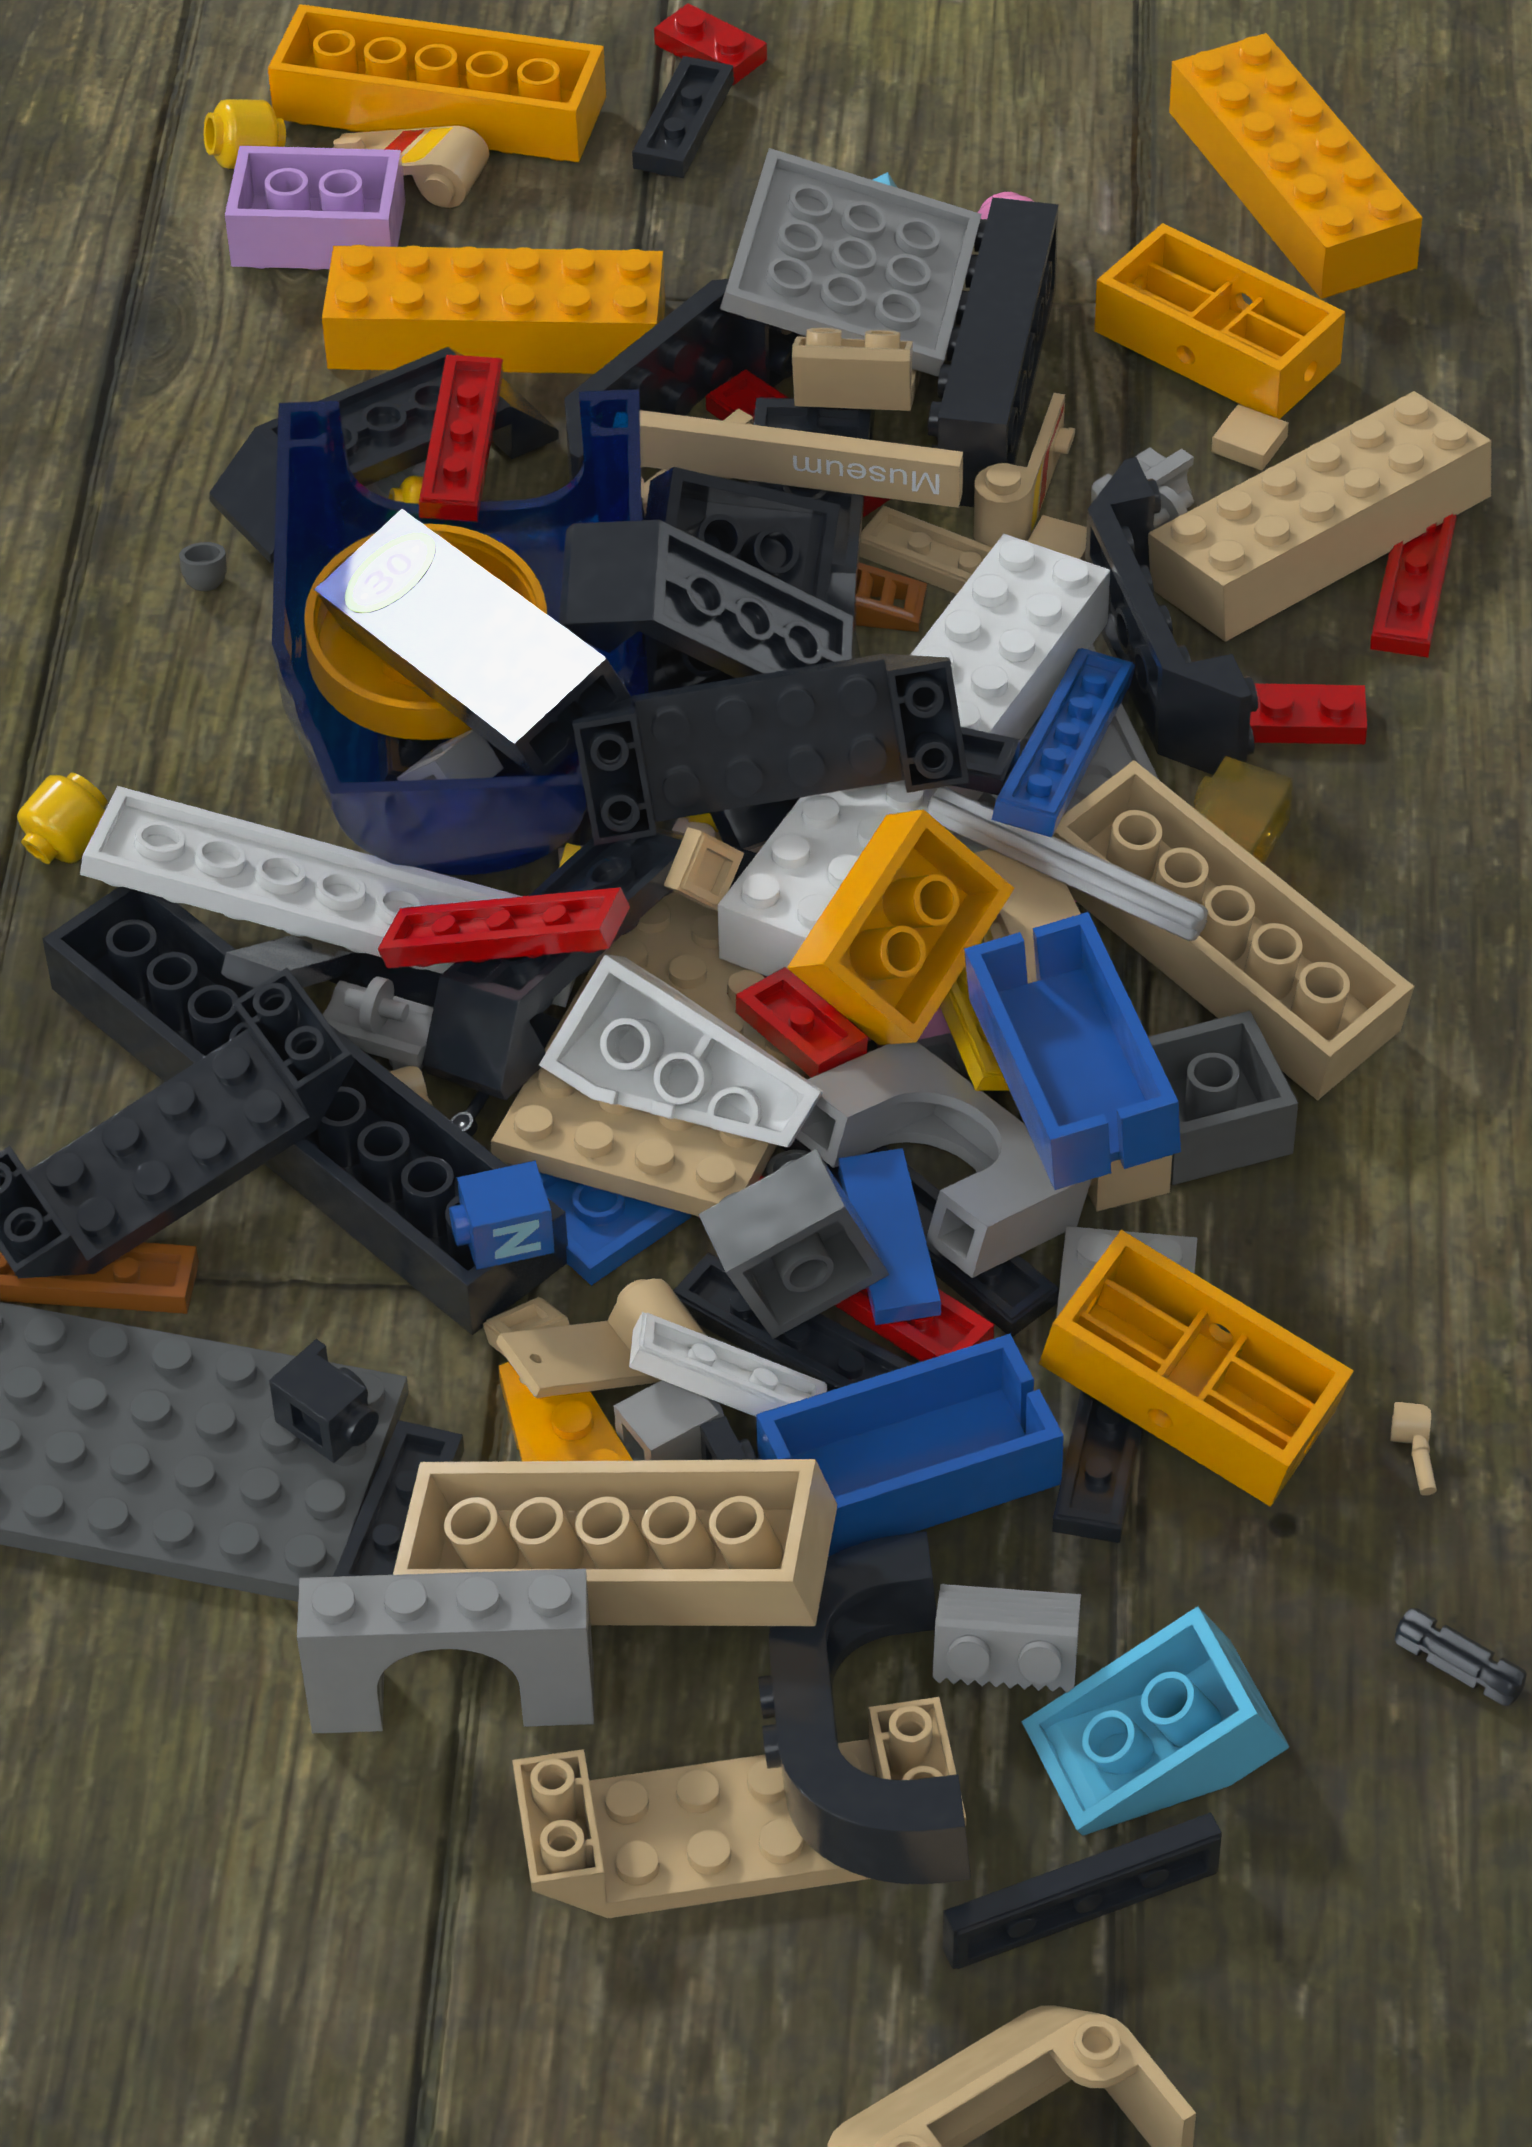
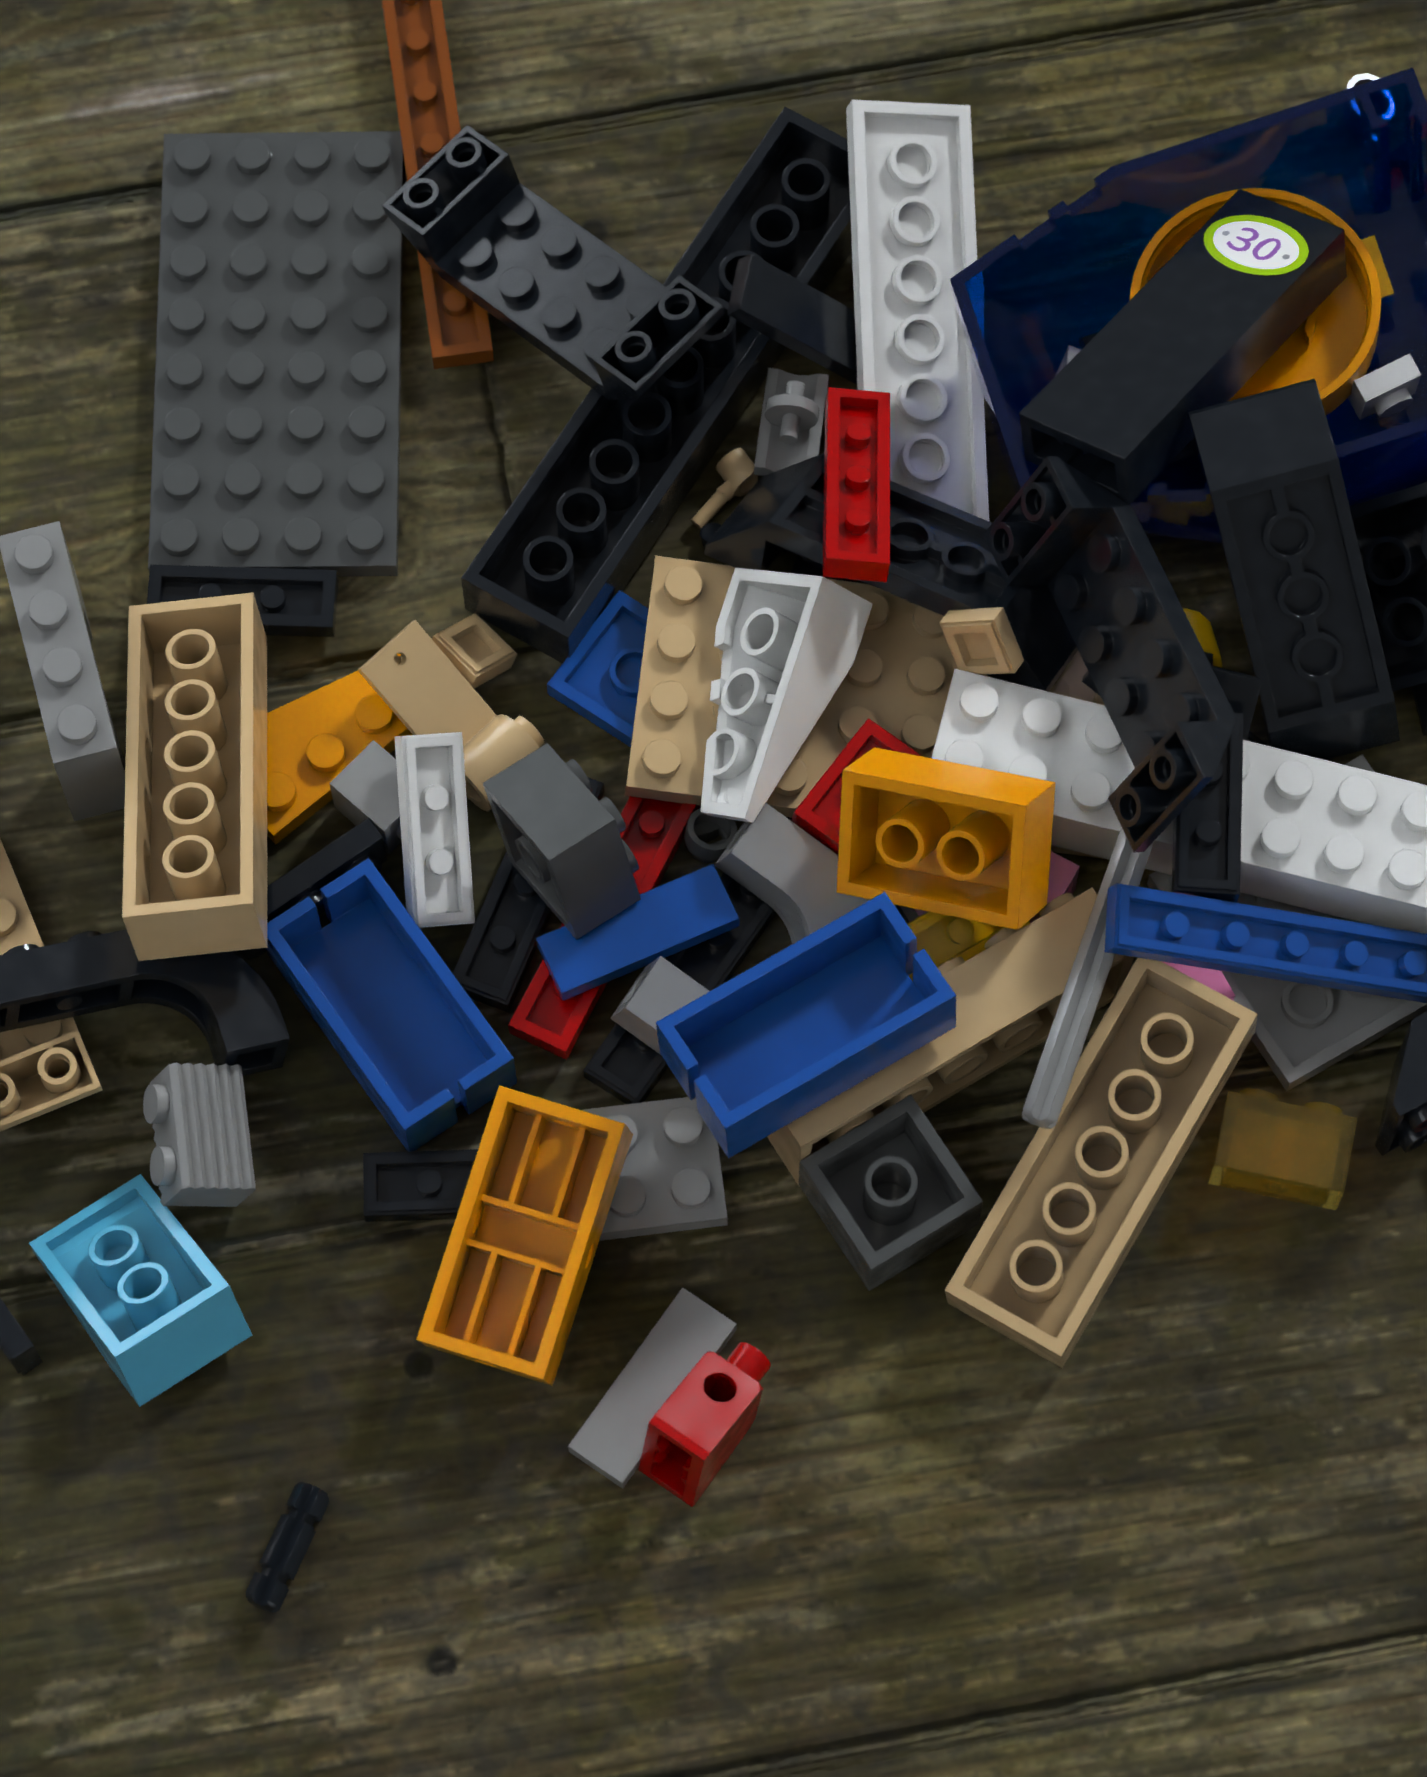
camera: 75 degrees right, 20 degrees up
(61, 818) = (986, 80): yellow head -> none
(322, 1403) = (316, 498): black brick -> none
(503, 1215) = (525, 581): blue brick -> none
(543, 561) = (1385, 389): none -> white plate
(1354, 1332) = (617, 1427): none -> light grey tile
(1412, 1425) = (548, 1463): tan hand -> none
(1413, 1280) = (704, 1421): none -> red torso

